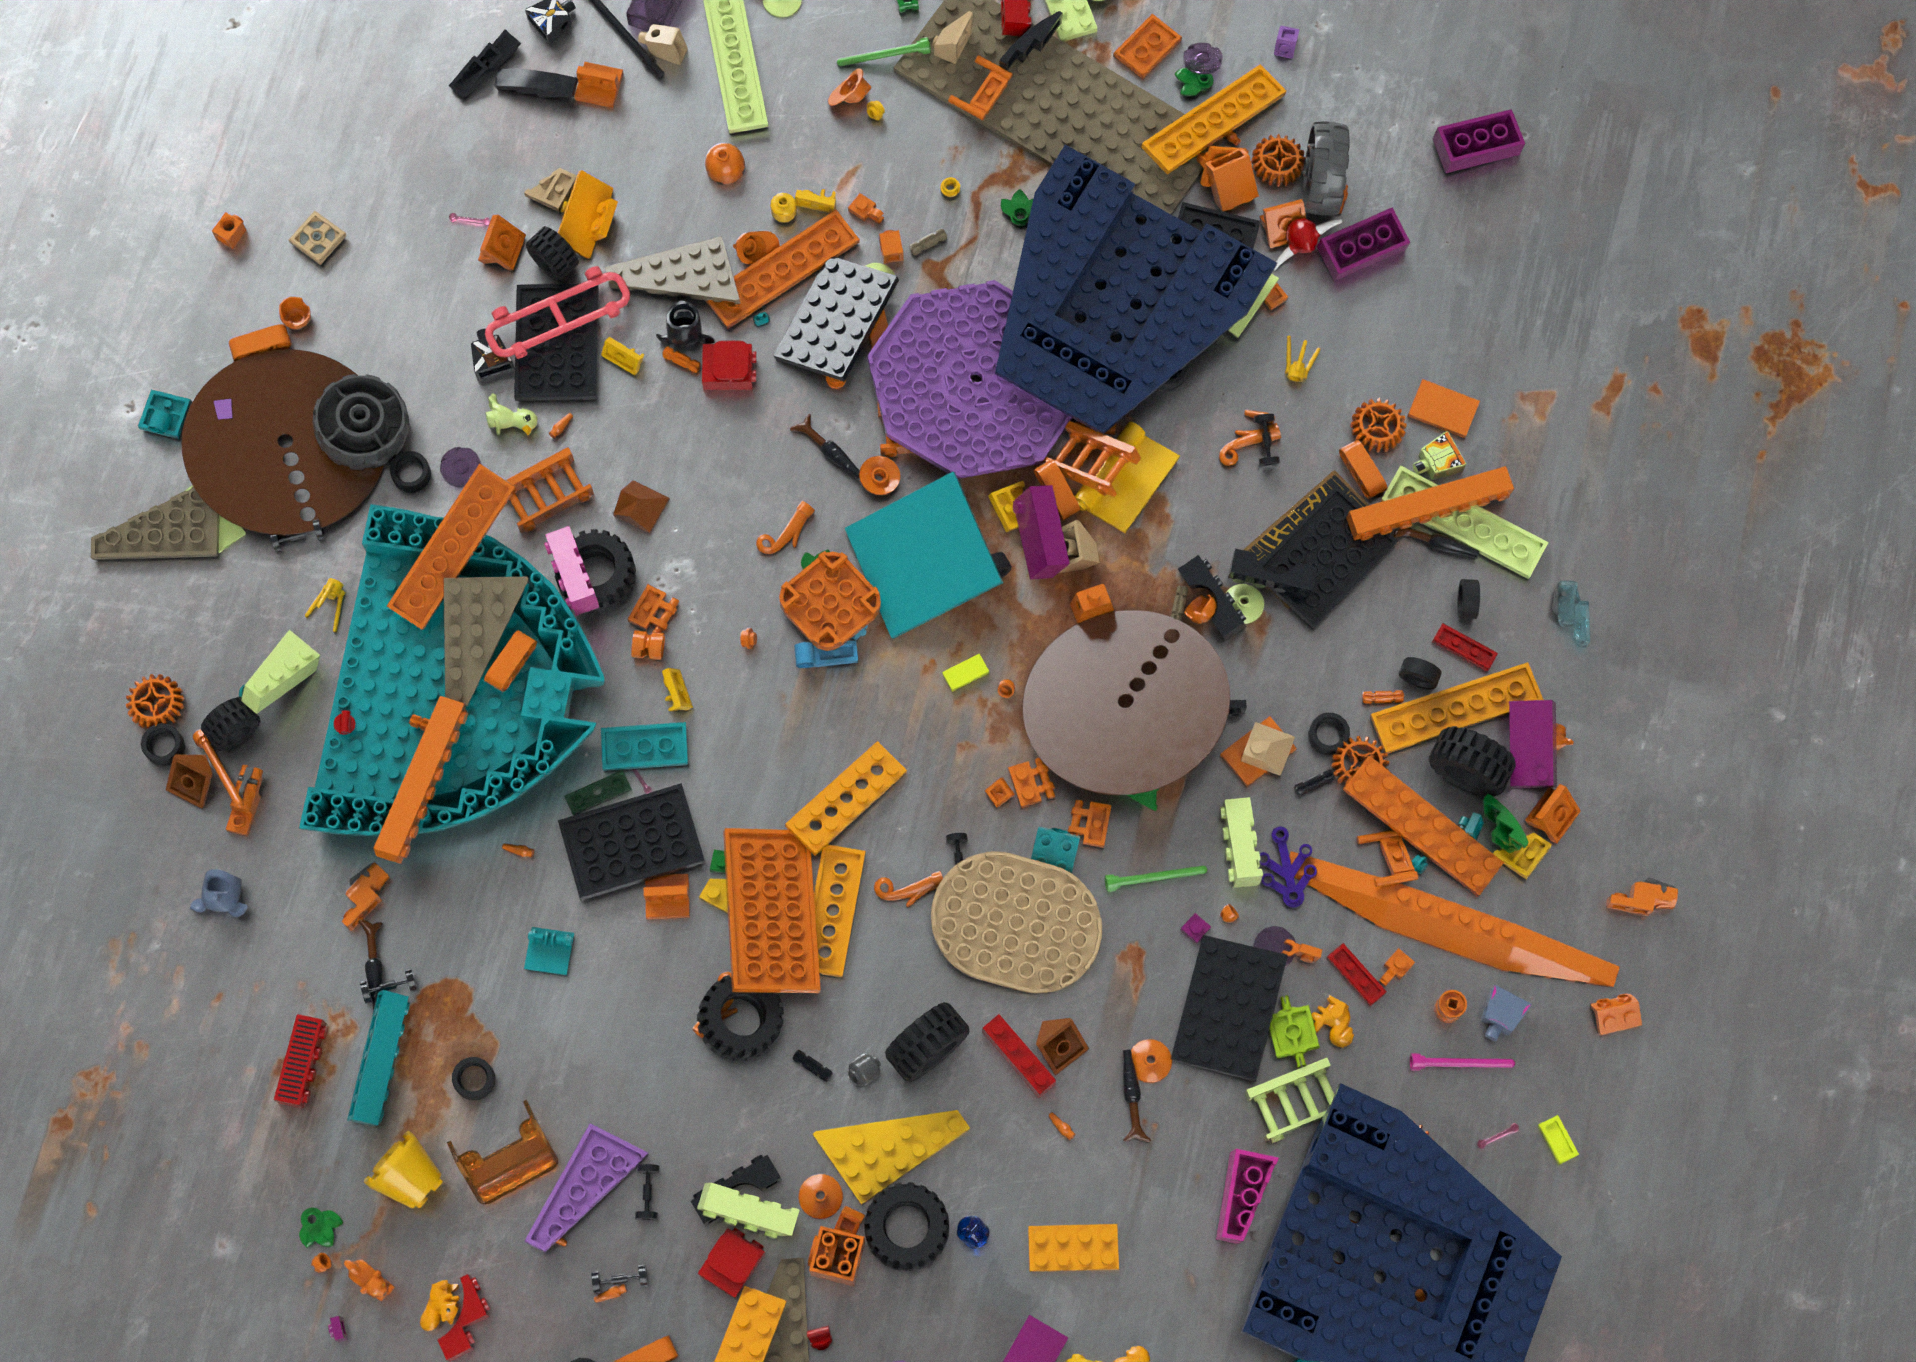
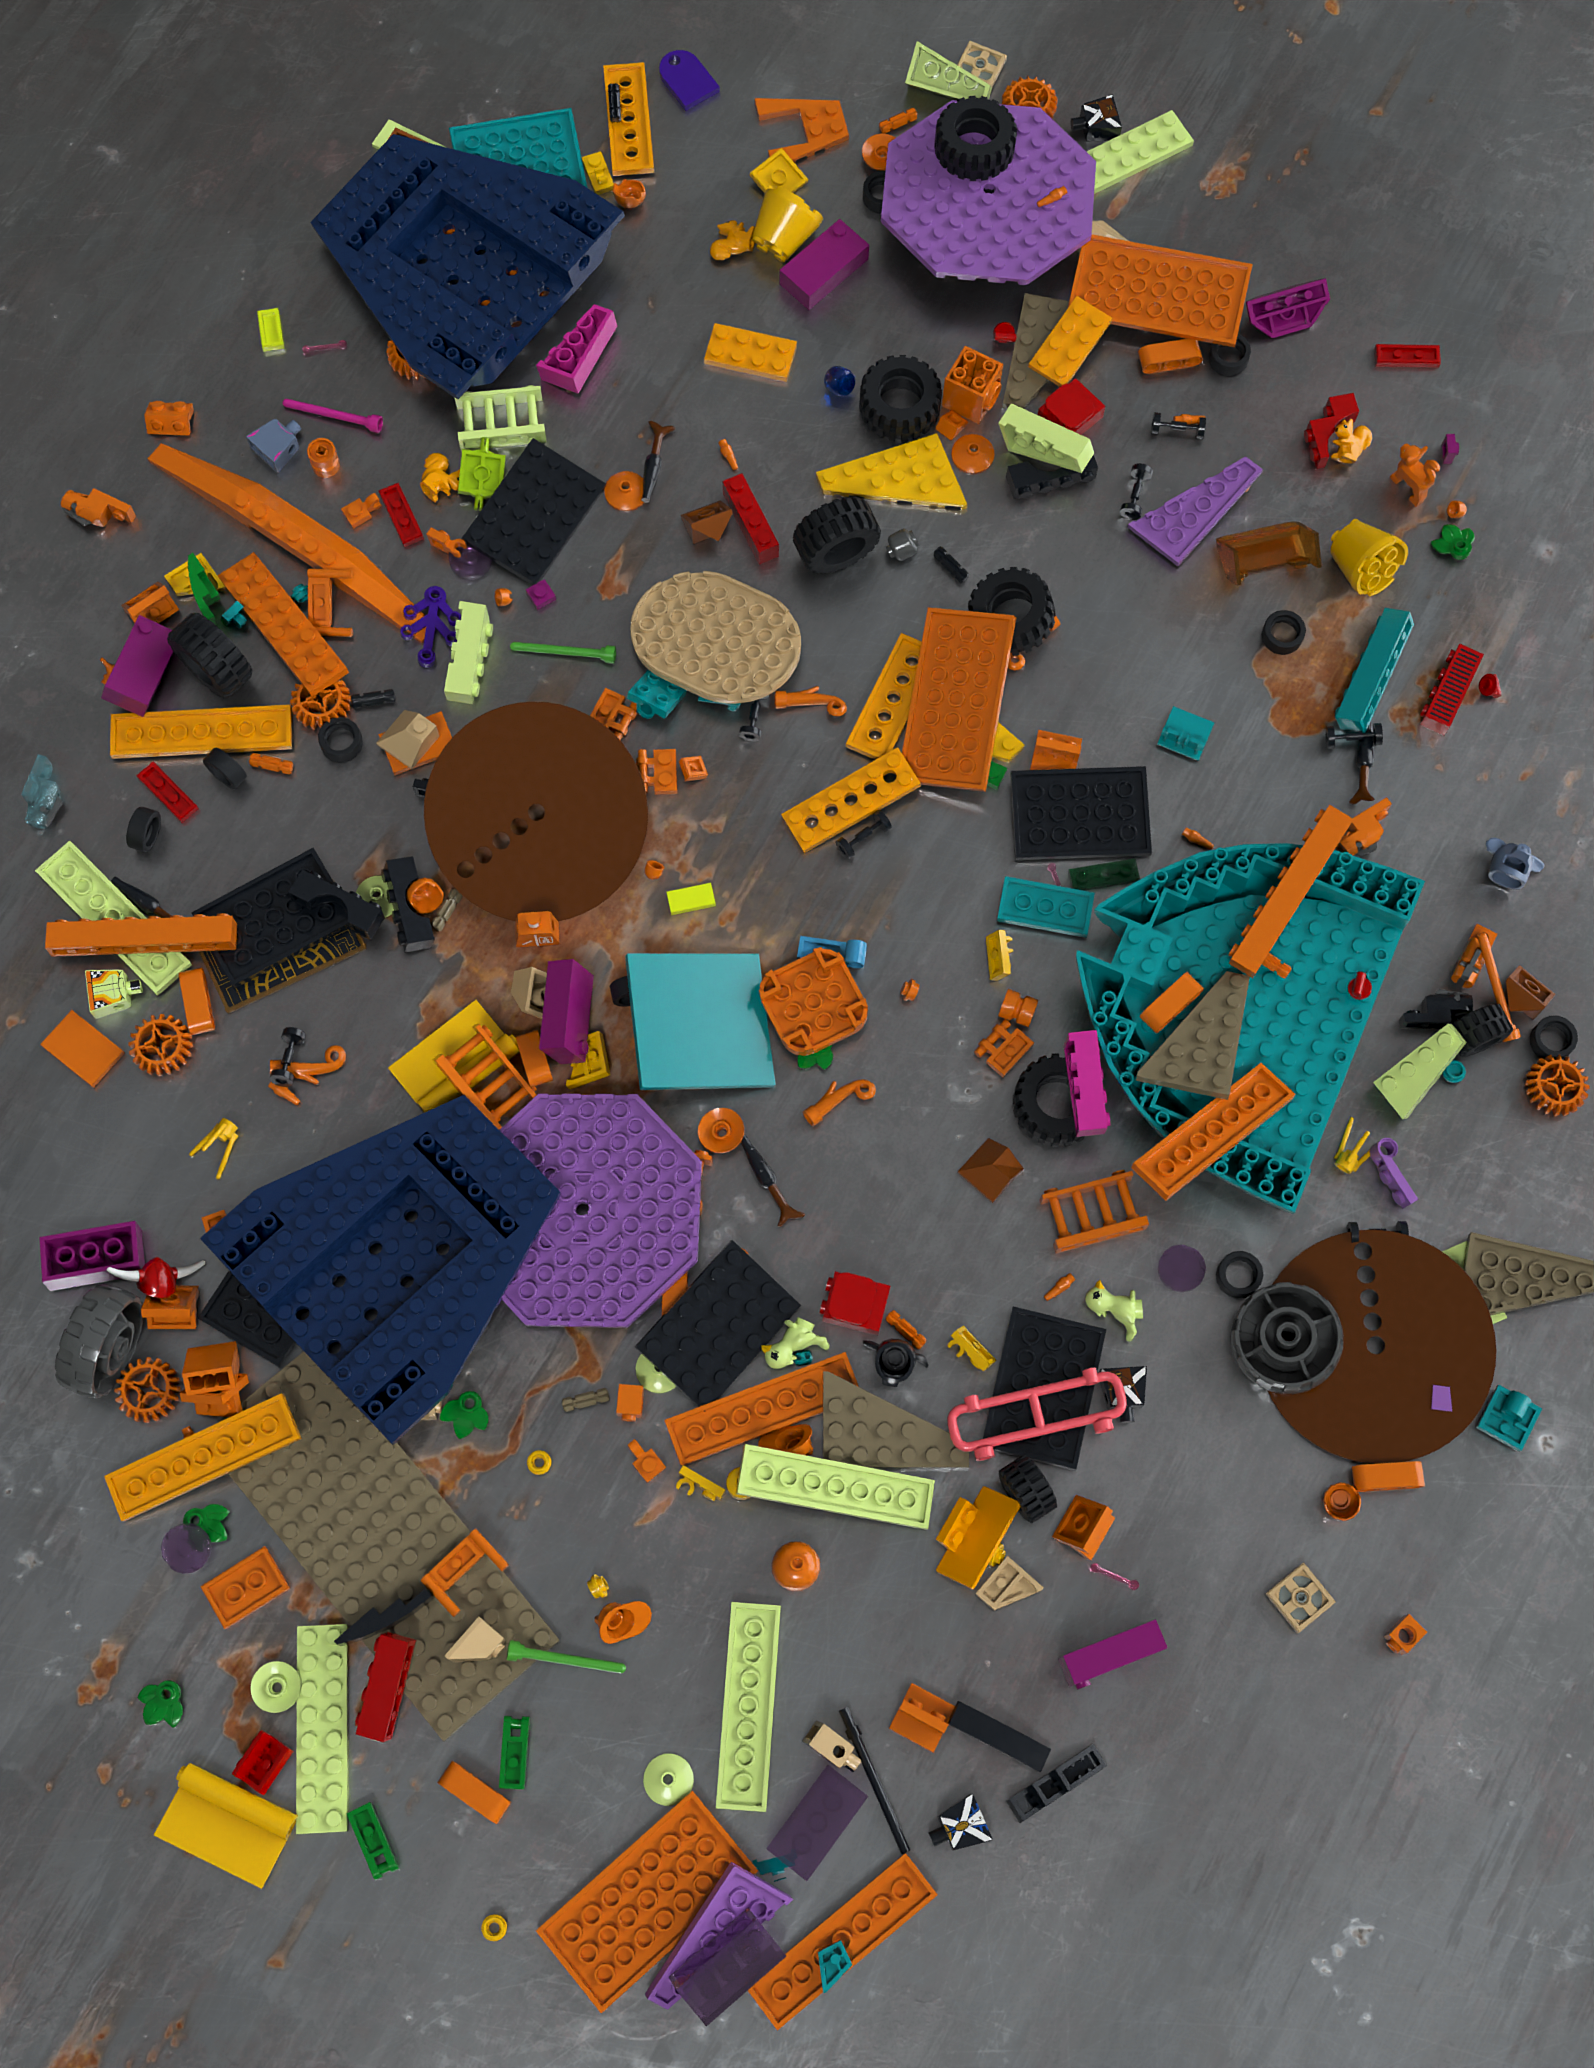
camera: 165 degrees left, 0 degrees up
(263, 1078) = (1490, 686): none -> red plate
(271, 741) = (1438, 1010): none -> black plate
(295, 585) = (1390, 1173): none -> medium lavender plate
(459, 155) = (1112, 1654): none -> magenta brick
(707, 218) = (835, 1487): none -> yellowish green plate
(769, 327) = (796, 1337): none -> yellowish green animal
(839, 752) = (881, 821): none -> black wheel
(1286, 42) = (77, 1545): medium lavender bracket -> none

